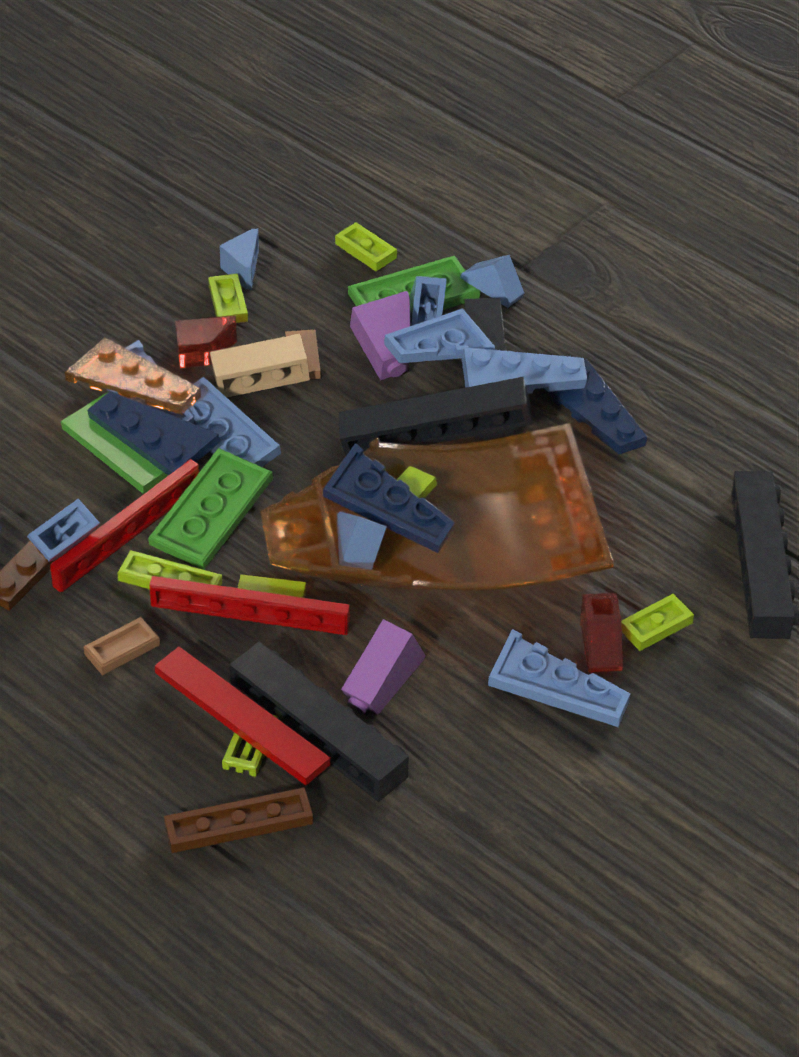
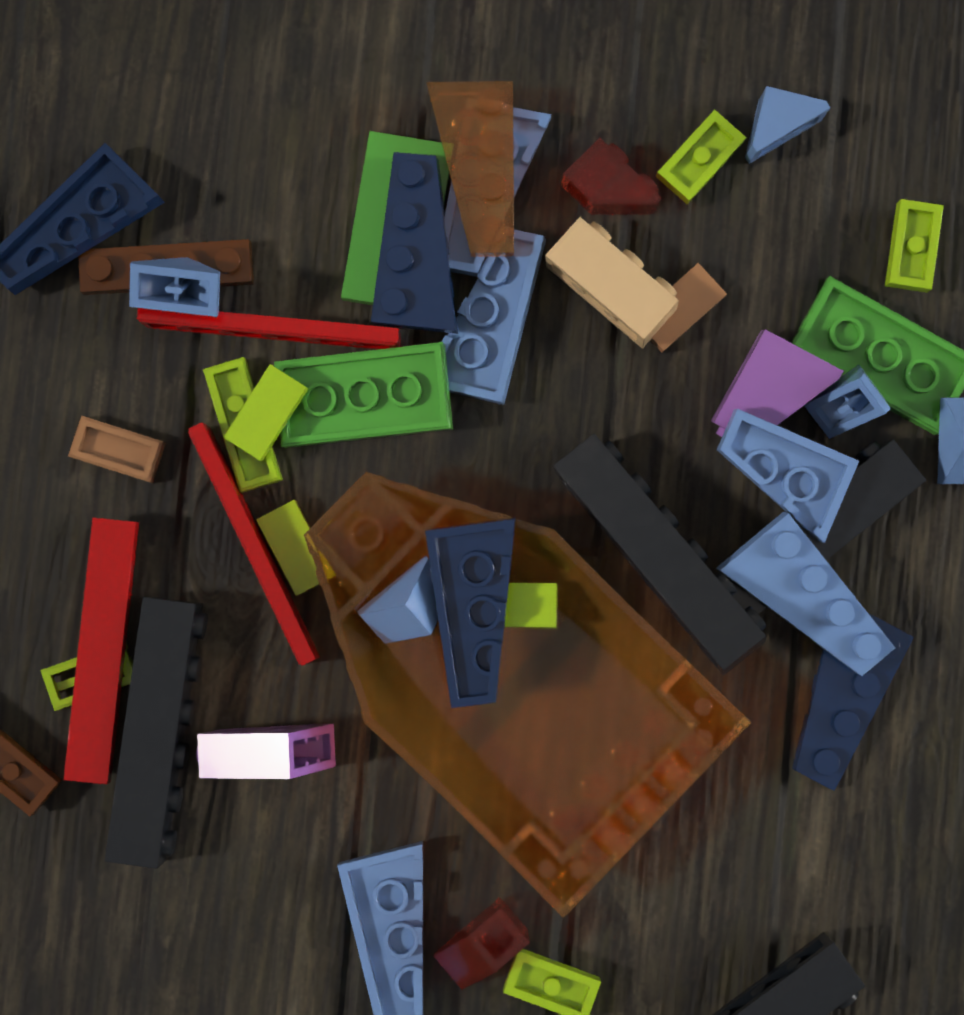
camera: 55 degrees right, 40 degrees up
(176, 551) = (265, 412): none -> lime tile

